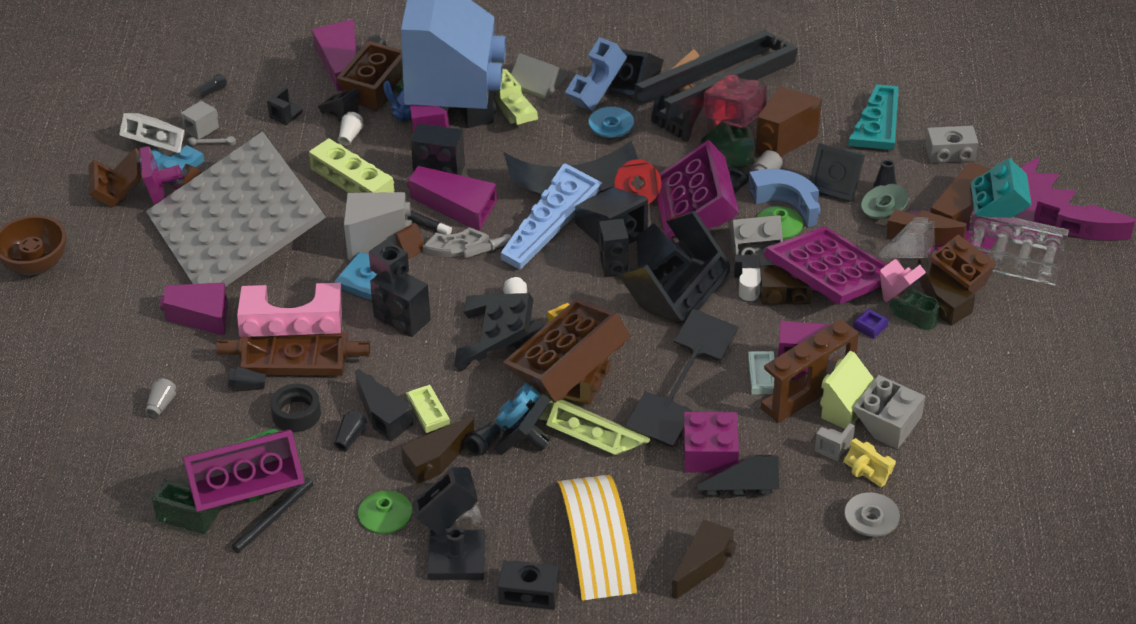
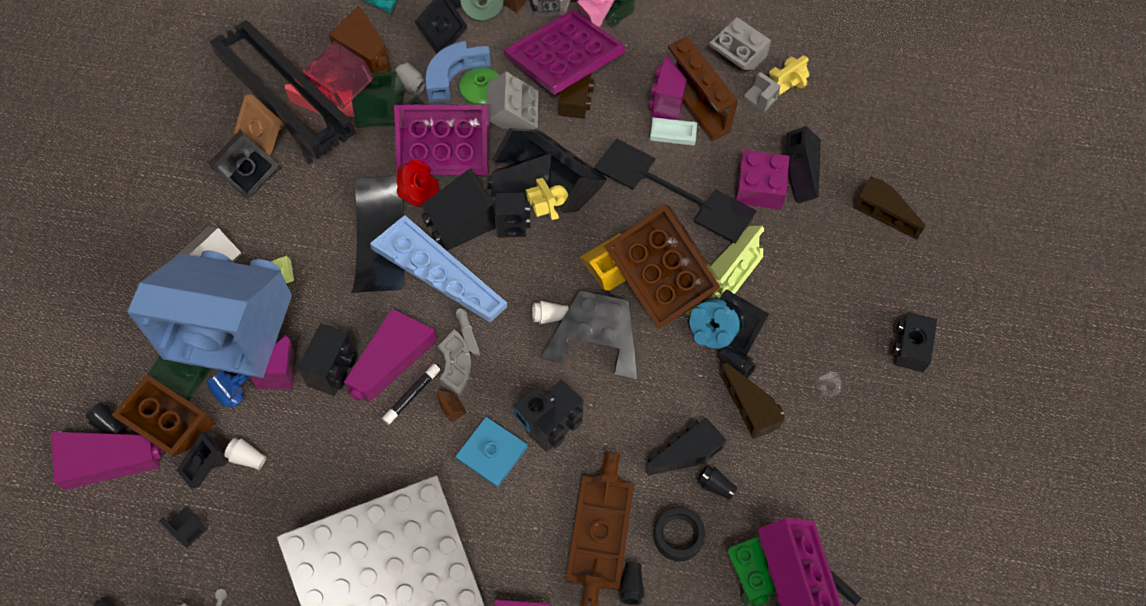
camera: 85 degrees left, 20 degrees up
(318, 317) = (560, 563): bright pink arch -> none
(348, 169) = (321, 470): yellowish green brick -> none
(374, 218) = (425, 434): light grey slope -> none
(385, 512) = (811, 470): bright green dish -> none
(428, 408) = (692, 407): yellowish green plate -> none
(446, 499) = (829, 394): black slope -> none
(456, 555) = (871, 400): black tile -> none
(599, 537) = (848, 276): white sticker -> none
(606, 62) = (246, 191): medium blue arch -> none
(611, 122) = (309, 187): dark azure dish -> none
(626, 256) = (545, 199): none -> light yellow hips
(748, 270) = (558, 117): white leg -> none
(844, 390) = (728, 71): yellowish green slope -> none
(870, 323) = (630, 42): dark purple tile -> none
(872, 514) = (847, 83): light grey dish -> none

